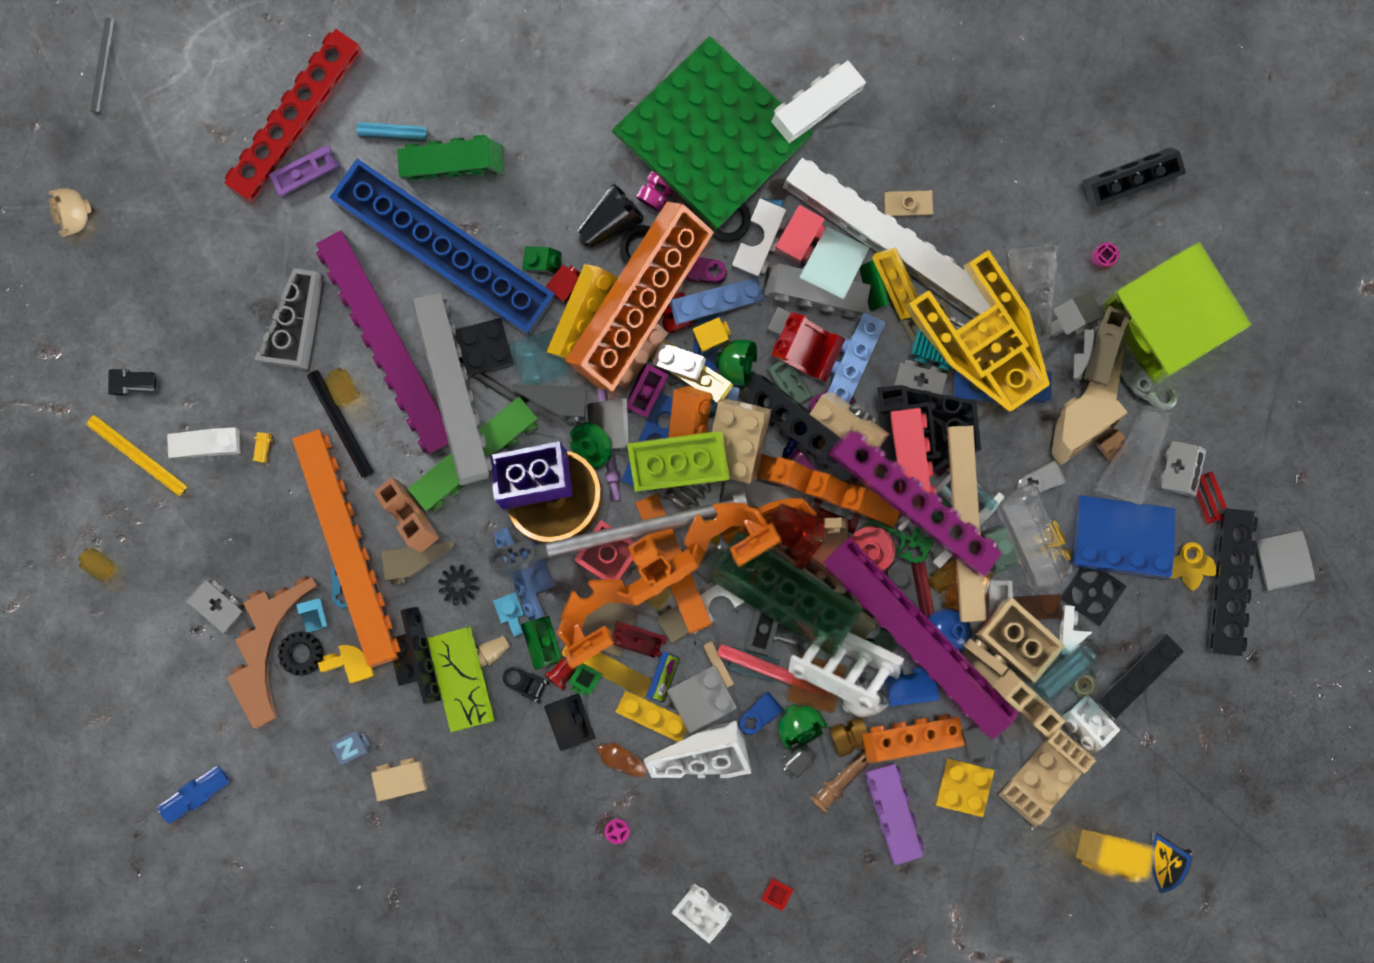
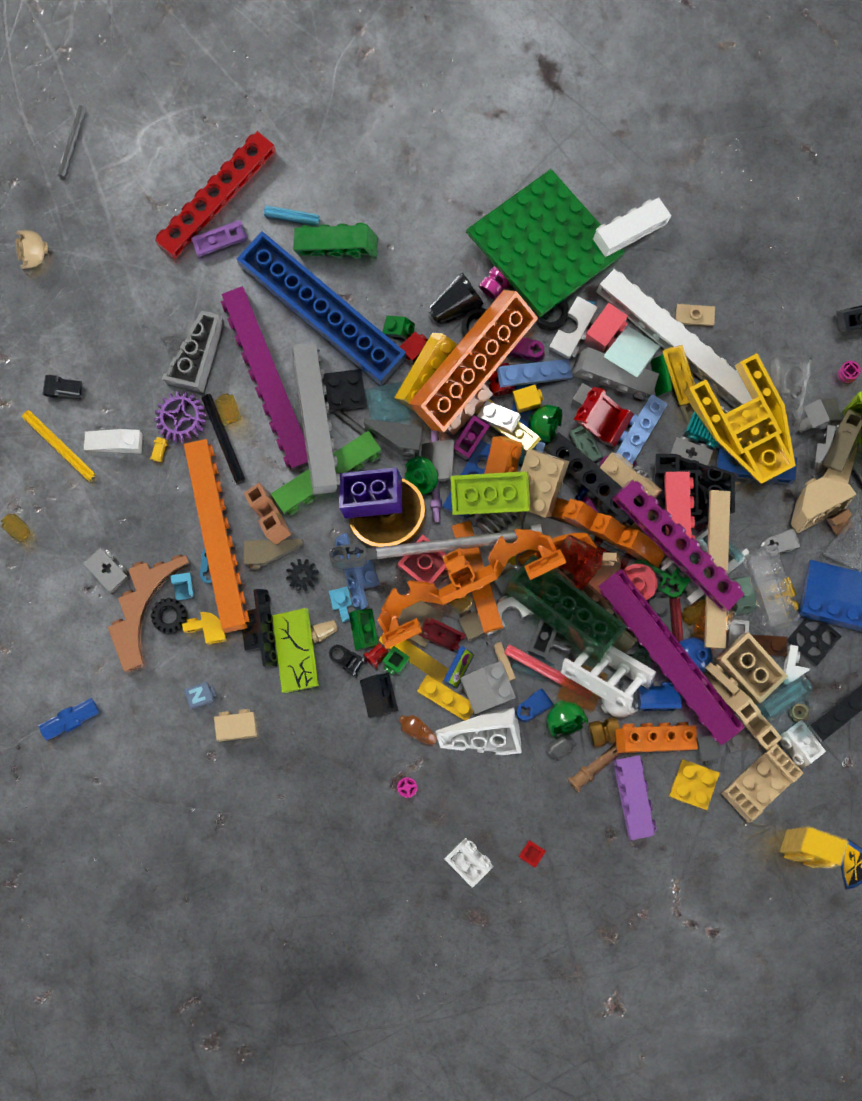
camera: 10 degrees right, 5 degrees down
(283, 415) = (172, 415): none -> medium lavender gear

